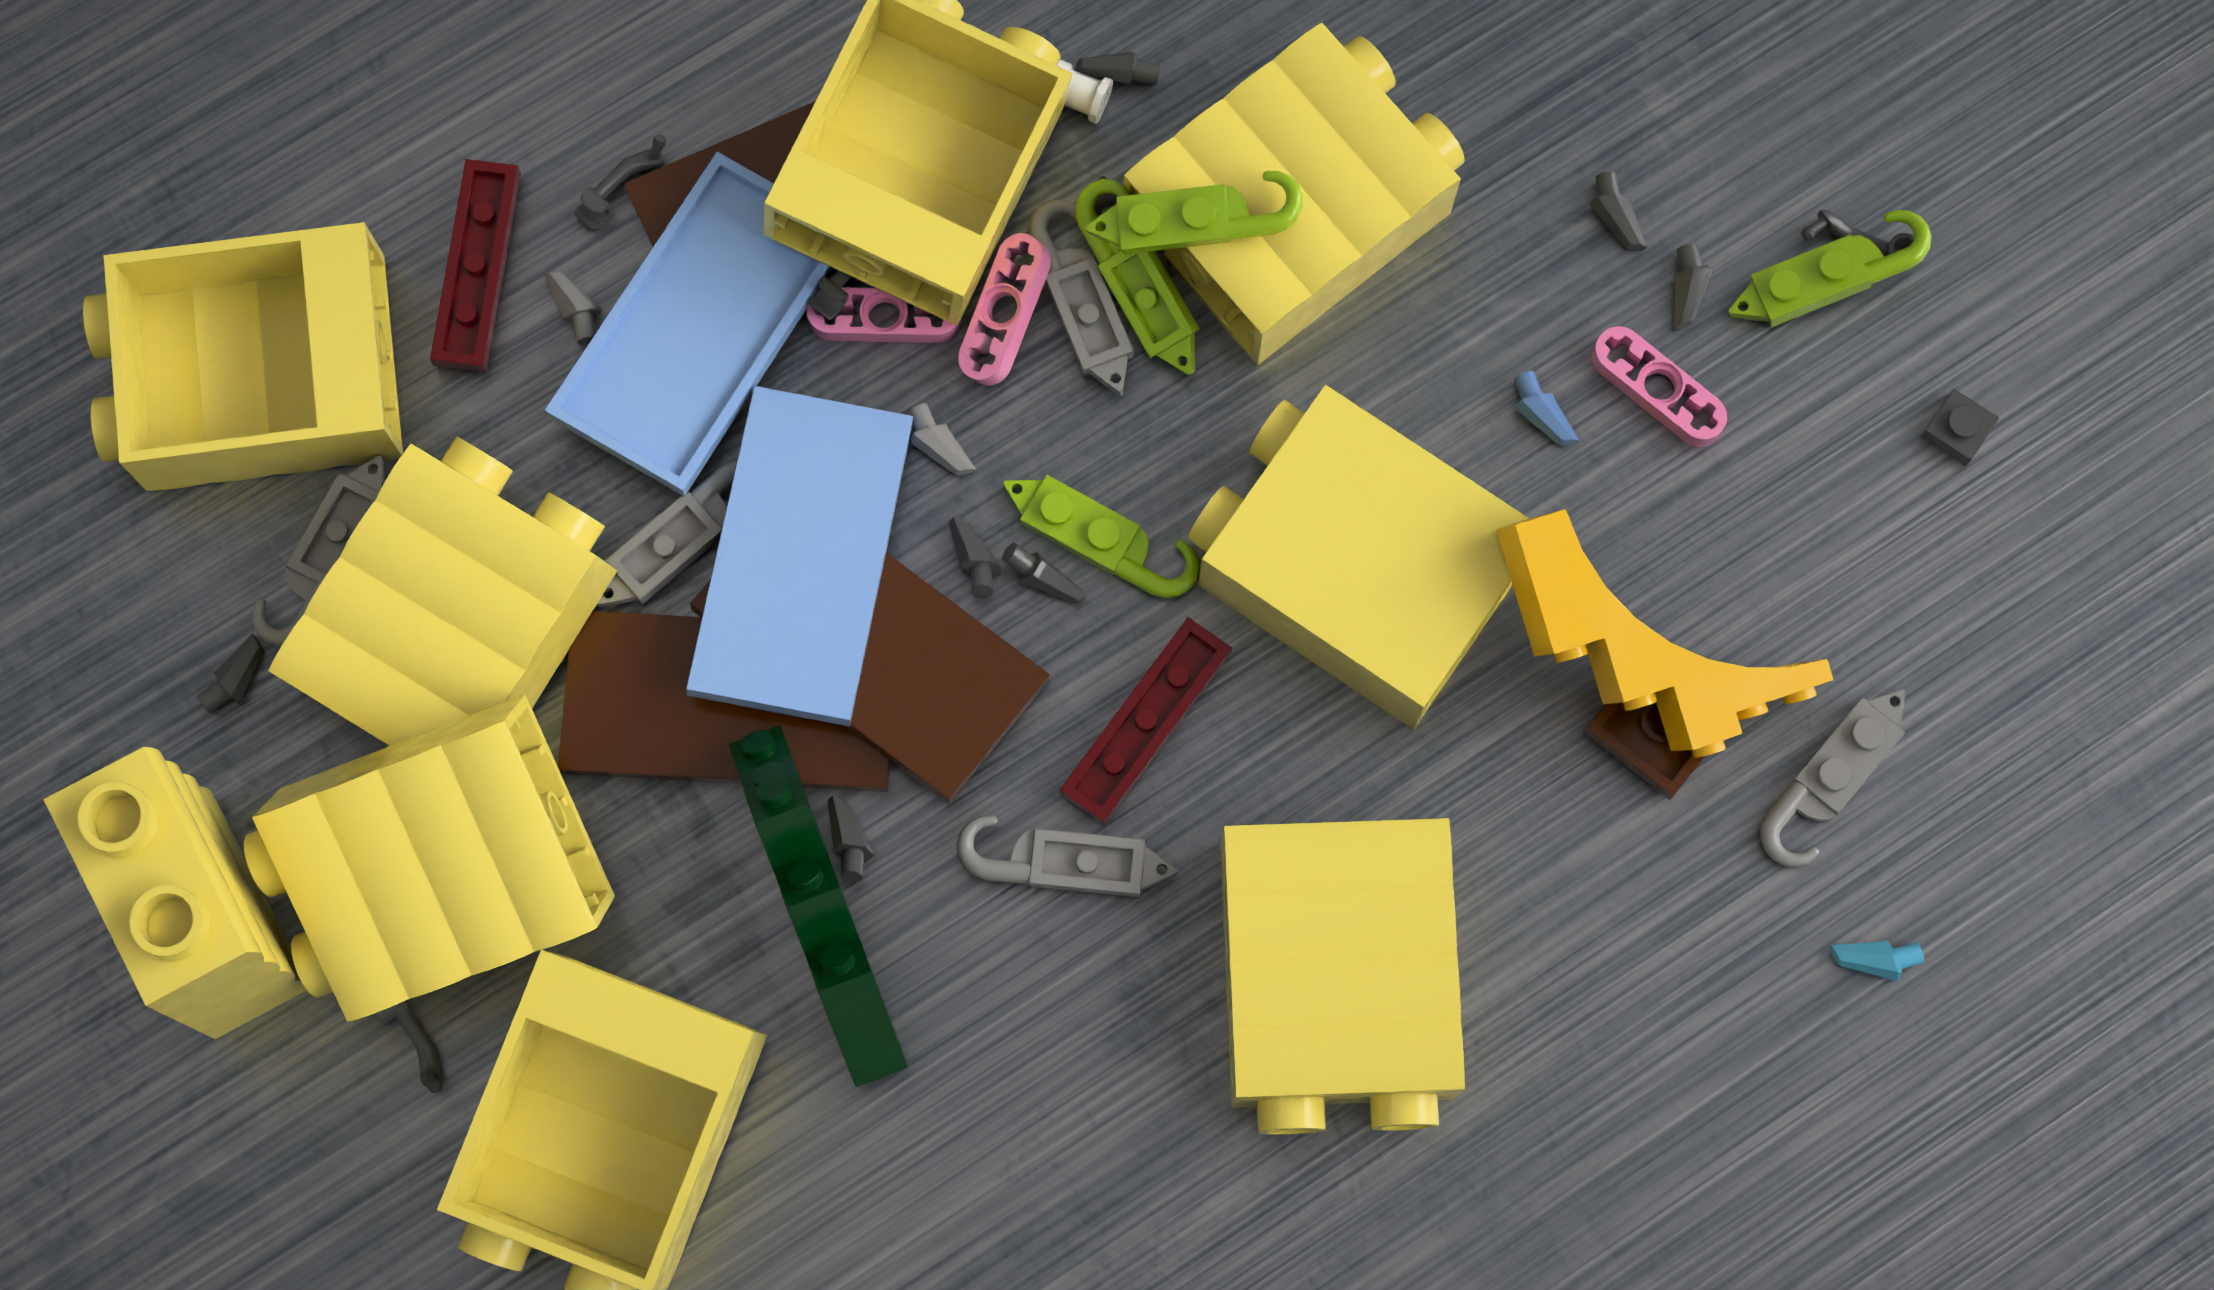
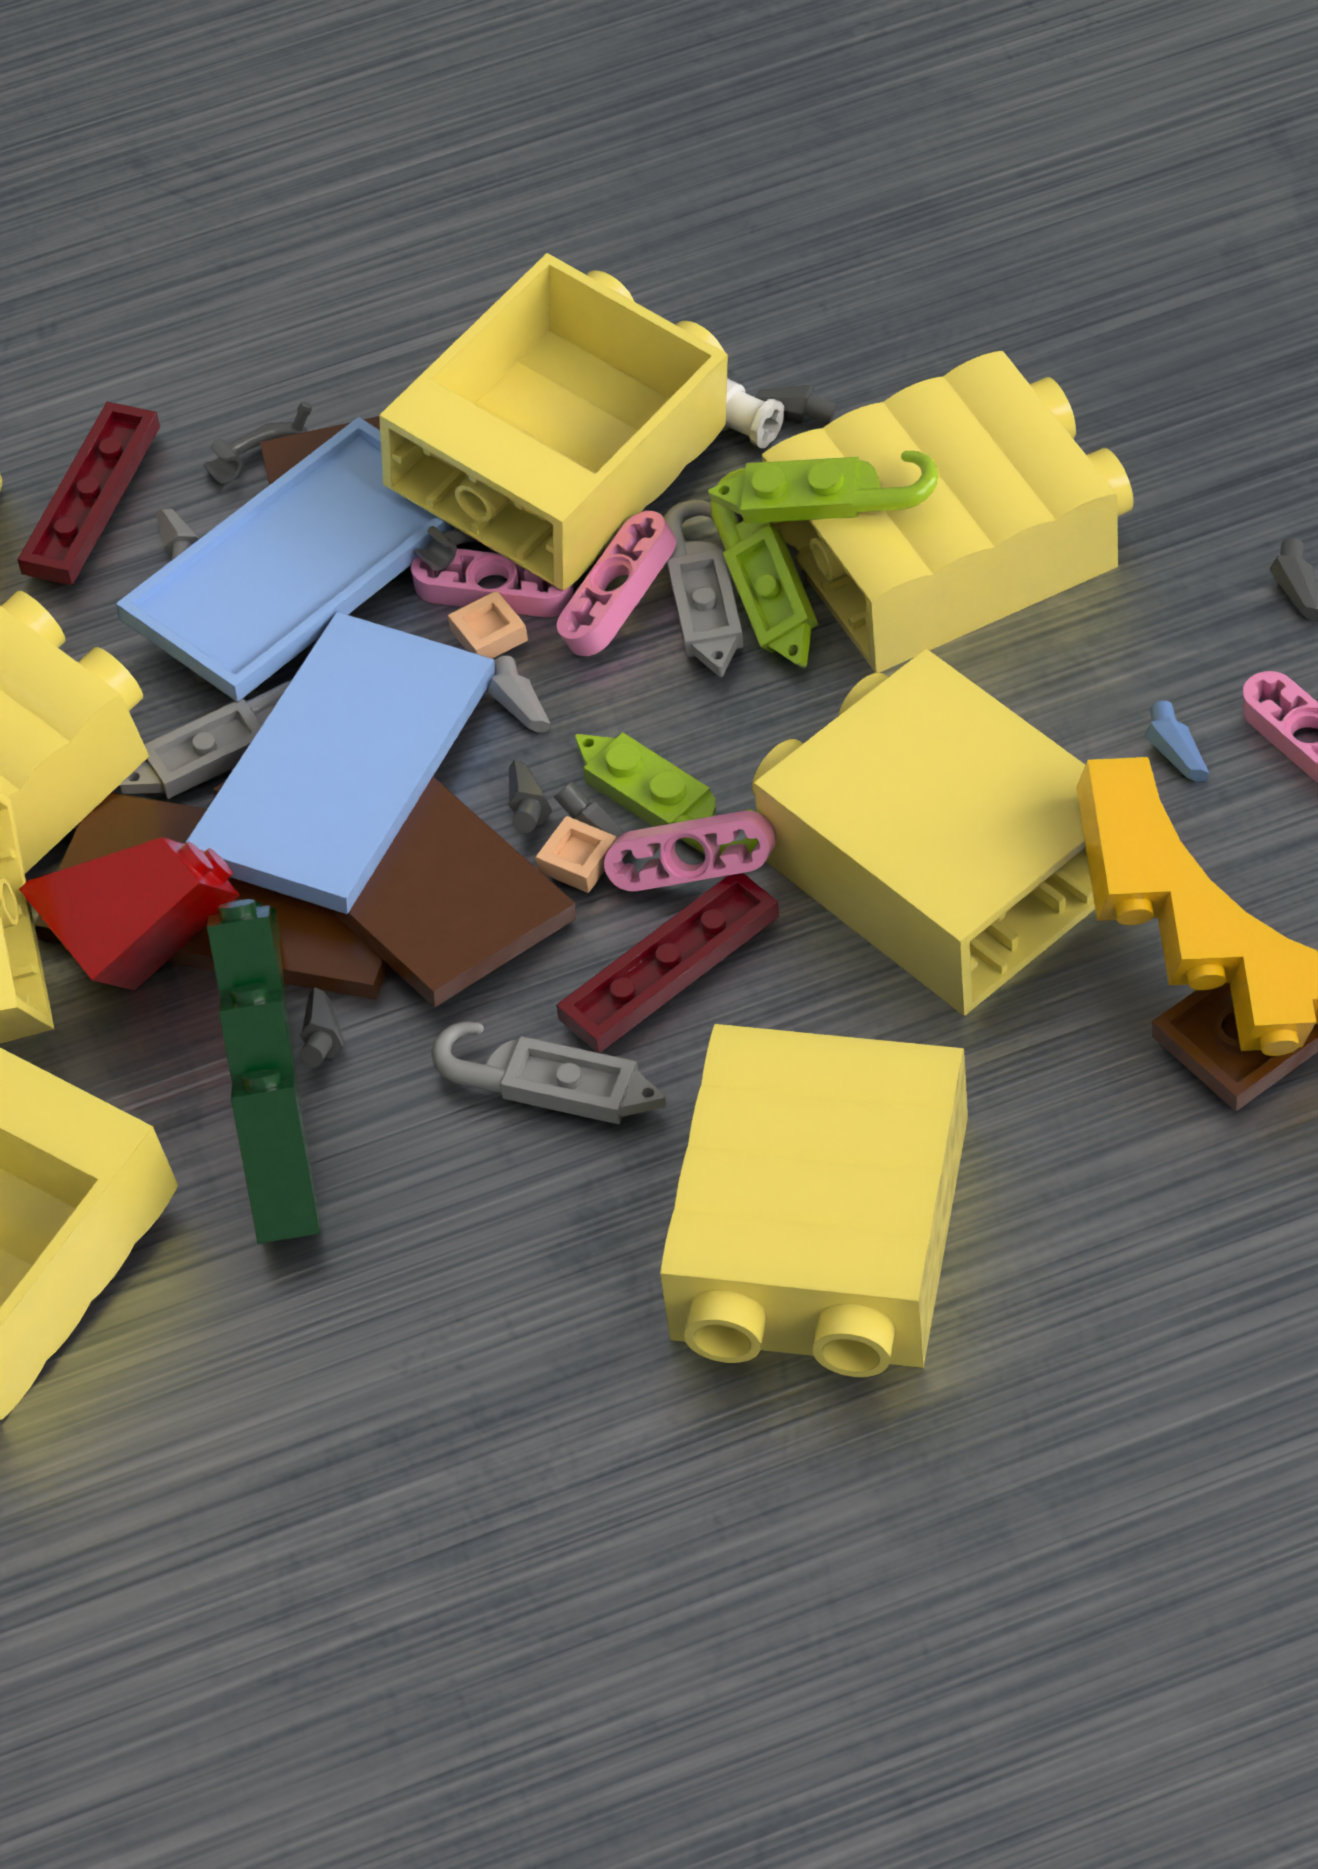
camera: 20 degrees right, 25 degrees down
(655, 768) = (132, 907): none -> red slope
(894, 372) = (488, 626): none -> light nougat plate
(1037, 616) = (575, 854): none -> light nougat plate
(1183, 614) = (671, 869): none -> bright pink beam

